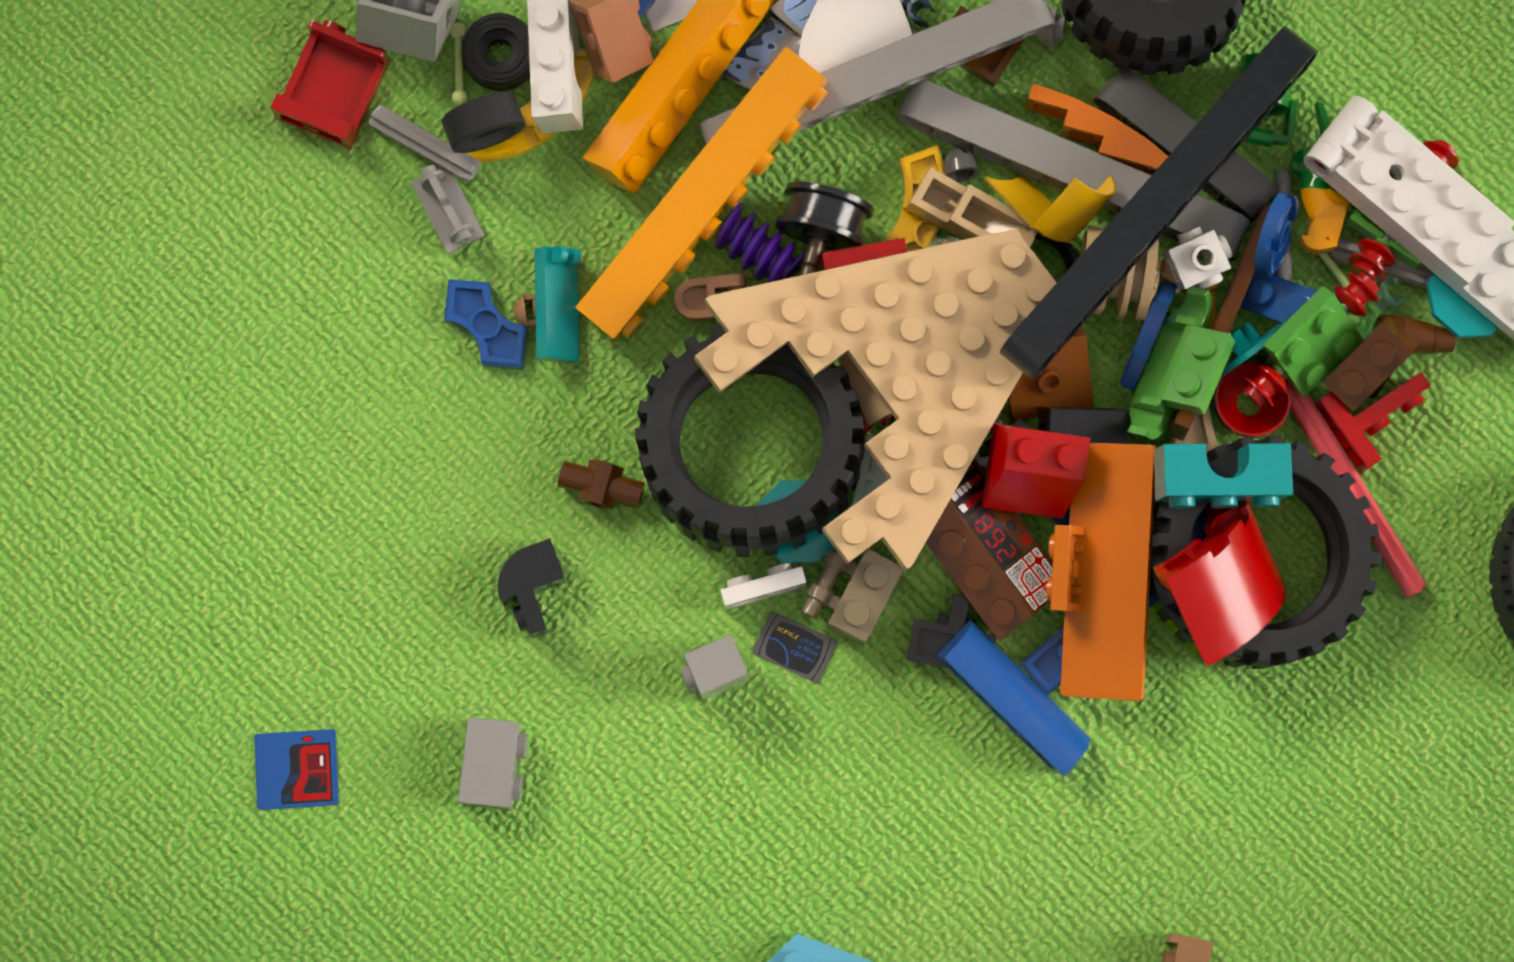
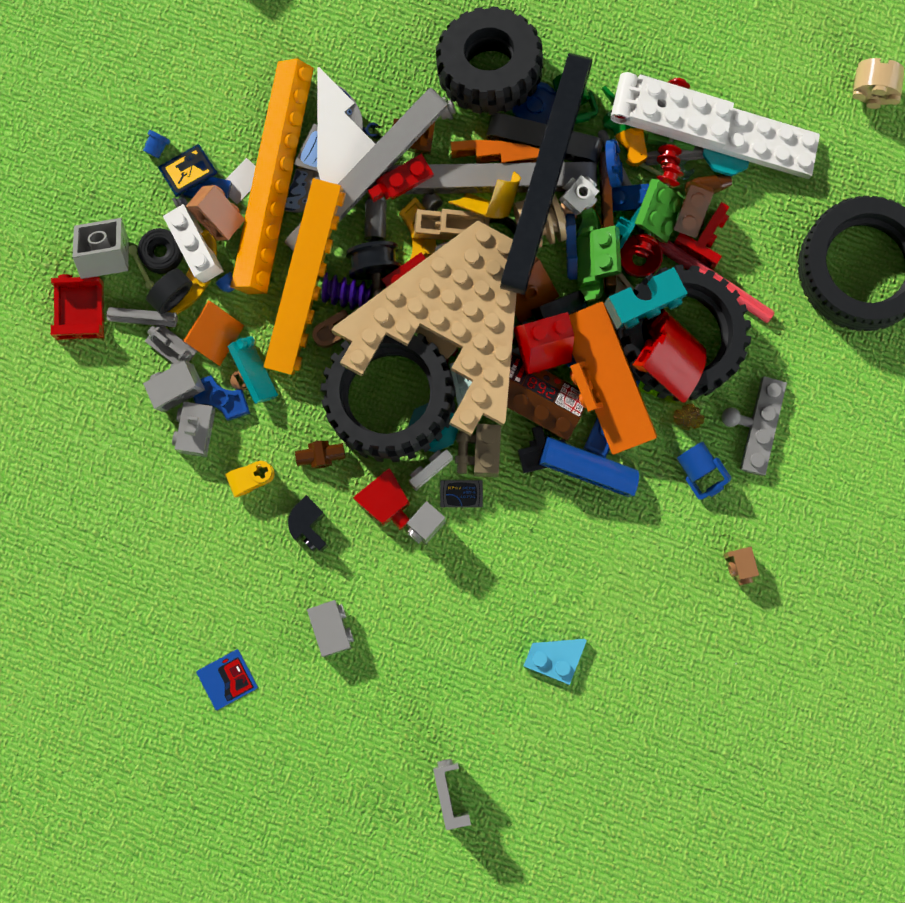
camera: 25 degrees left, 0 degrees up
(423, 273) = (173, 386): none -> light grey brick
(424, 355) = (194, 429): none -> light grey brick
(468, 471) = (245, 479): none -> yellow piece
(523, 218) = (213, 333): none -> orange piece
(577, 147) = (225, 282): none -> blue hinge
(668, 602) = (384, 500): none -> red torso
(862, 145) = (375, 220): none -> dark grey wheel
(927, 108) = (401, 179): none -> red hinge
(1191, 771) = (698, 463): none -> blue piece
(1198, 86) = (537, 106): none -> blue tile
(1210, 690) = (688, 417): none -> clear orange plant
(1321, 757) = (762, 425): none -> light grey plate

